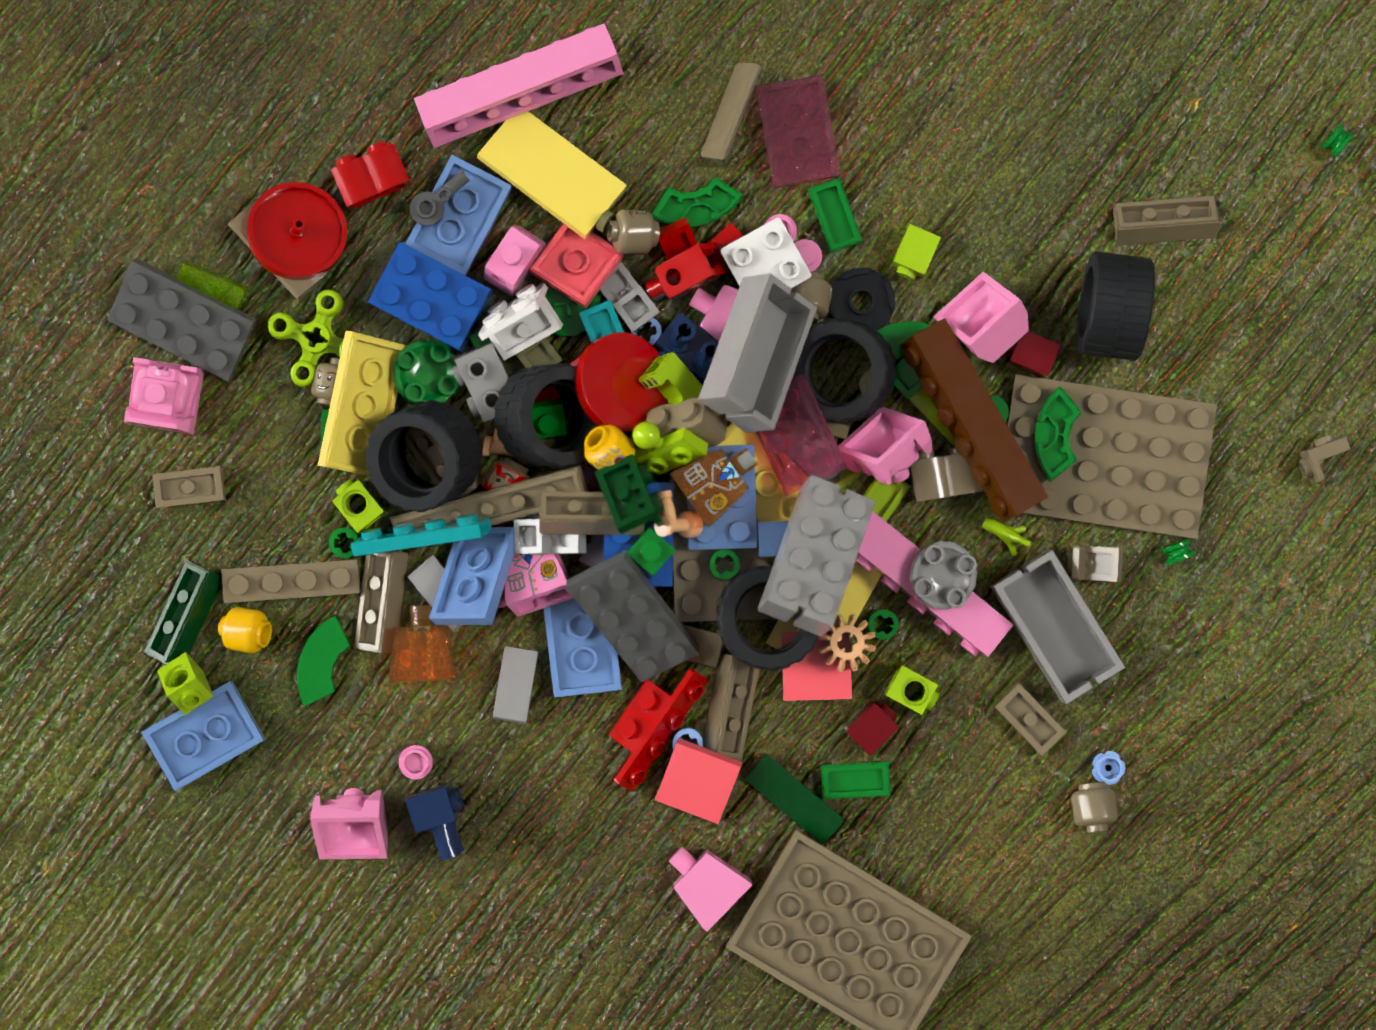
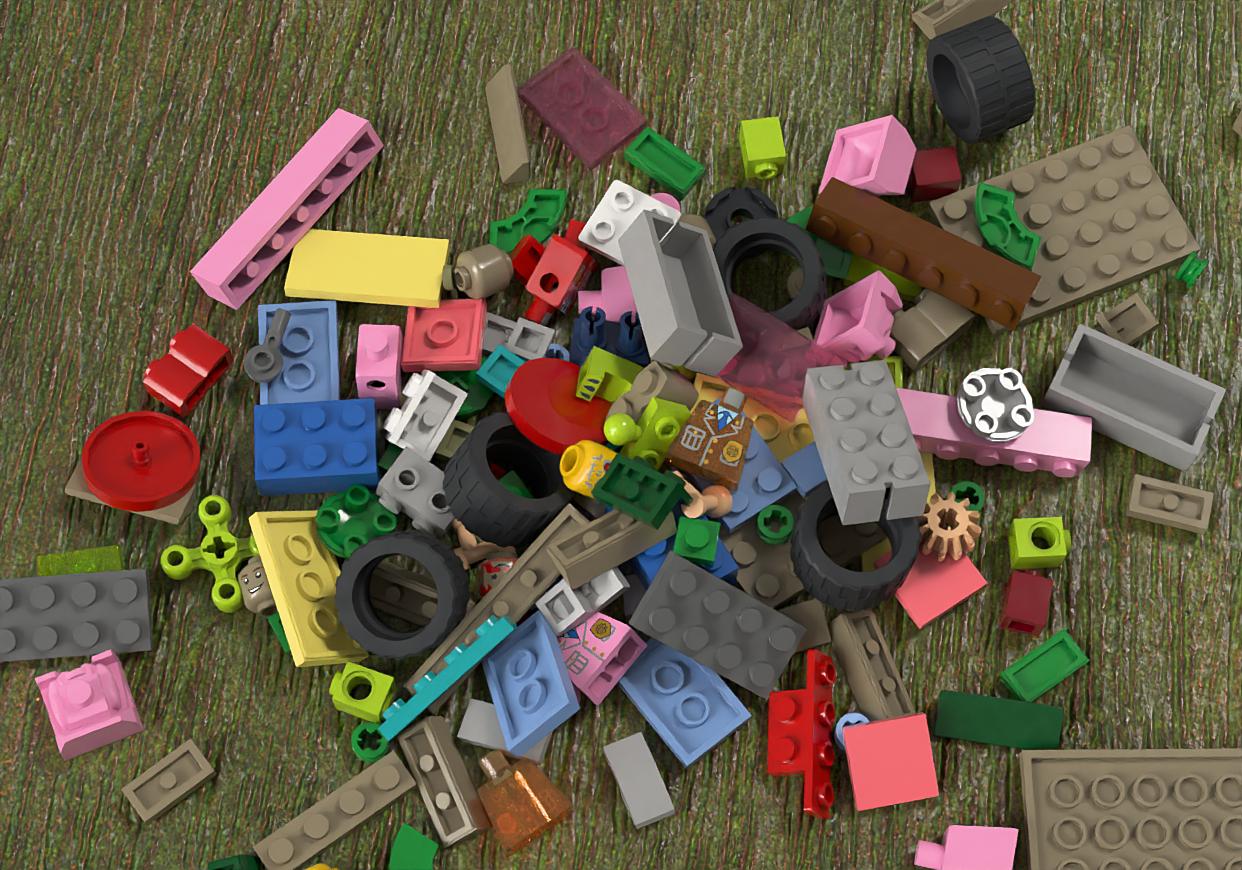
camera: 40 degrees left, 20 degrees down
(1006, 533) = (1022, 348): lime bar -> none

